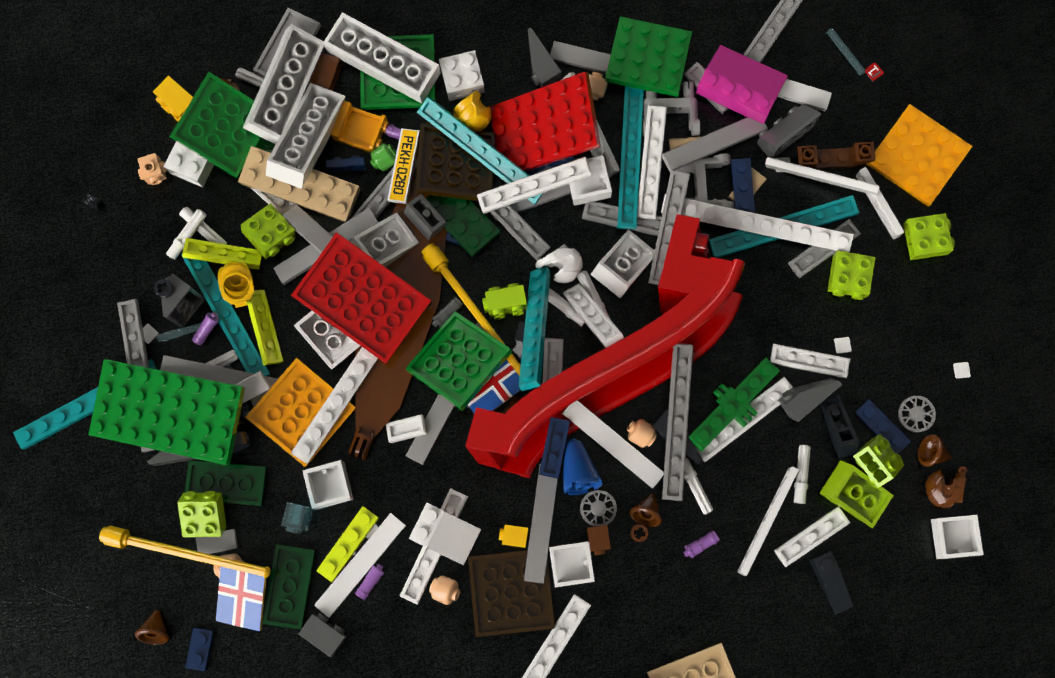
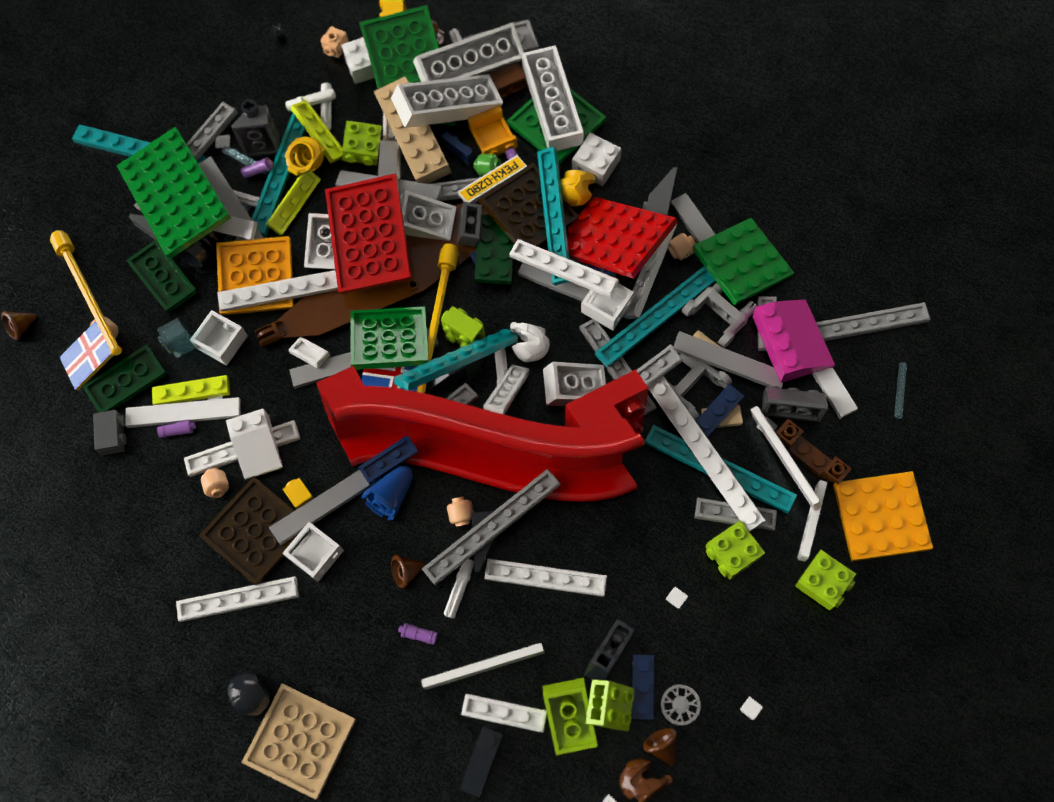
camera: 45 degrees right, 10 degrees down
(199, 649) = (30, 365): dark blue plate -> none
(202, 514) = (123, 278): lime brick -> none
(212, 545) = (116, 308): light grey tile -> none
(443, 315) = (429, 303): dark grey piece -> none
(521, 231) = (527, 293): light grey tile -> none
(588, 286) = (526, 394): white axle -> none
(598, 508) = (376, 535): light grey wheel -> none
(598, 539) = (348, 552): reddish brown brick -> none
(613, 443) = (433, 498): white tile -> none
(642, 538) = (382, 586): reddish brown bush -> none
(651, 162) = (667, 332): white tile -> none
(733, 404) = (547, 557): green hinge -> none
(802, 476) = (535, 666): white axle -> none
(803, 399) = (602, 604): dark grey slope -> none
(809, 360) = (639, 584): white tile -> none
(874, 71) = (909, 424): red sticker -> none

